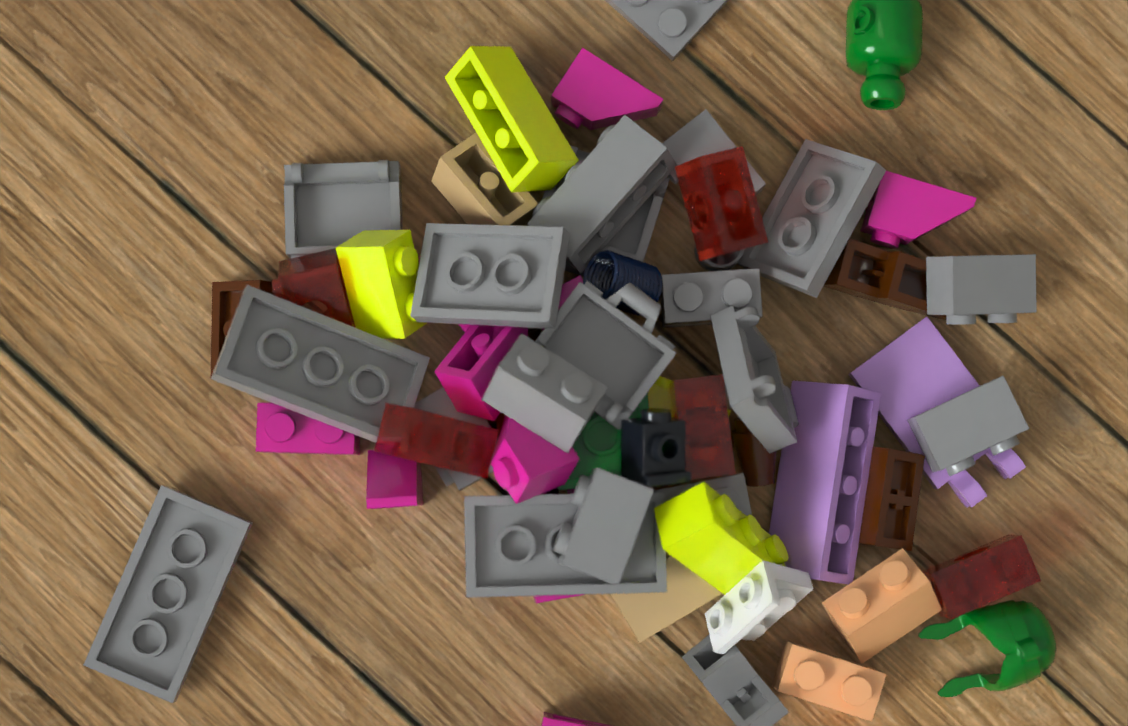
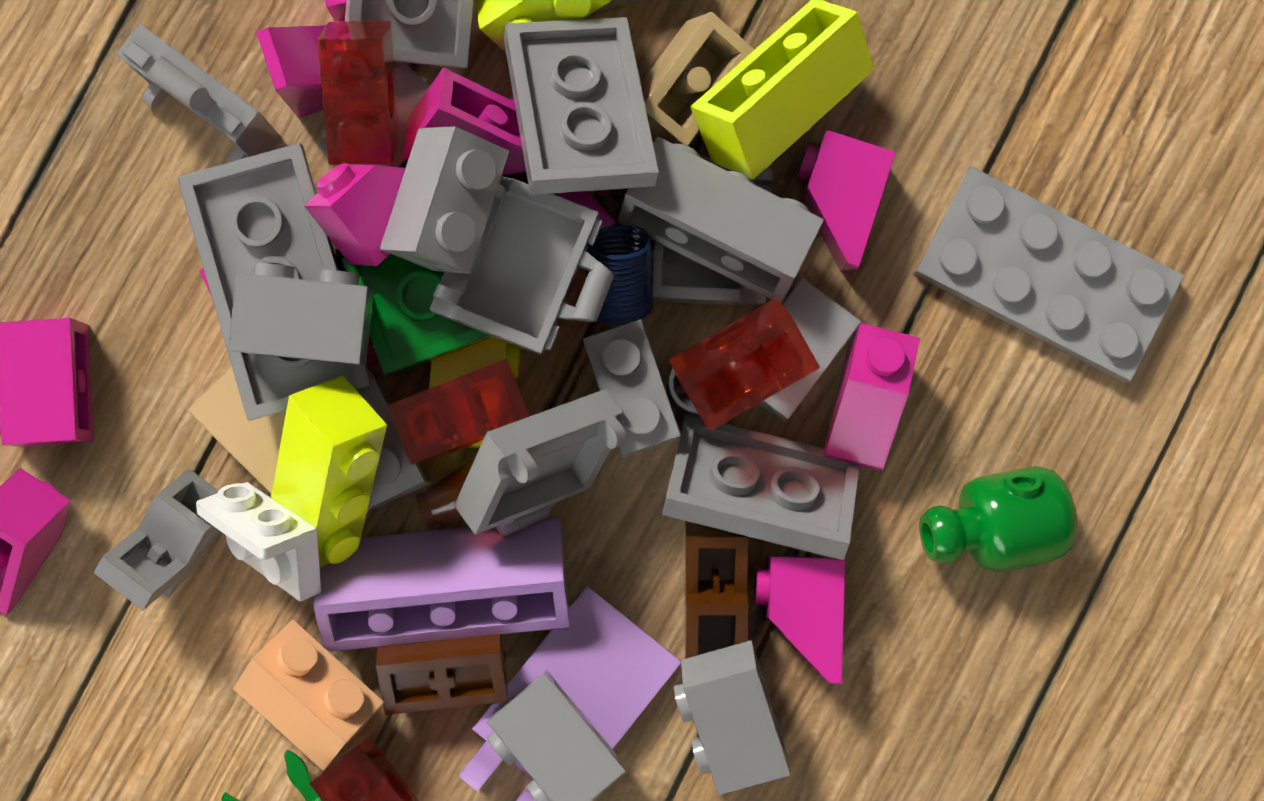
camera: 75 degrees right, 0 degrees up
(394, 572) = (176, 75): none -> light grey piece
(654, 448) = (420, 338): black brick -> none
(763, 117) = (871, 396): none -> dark pink slope
(828, 680) = (202, 654): light nougat brick -> none

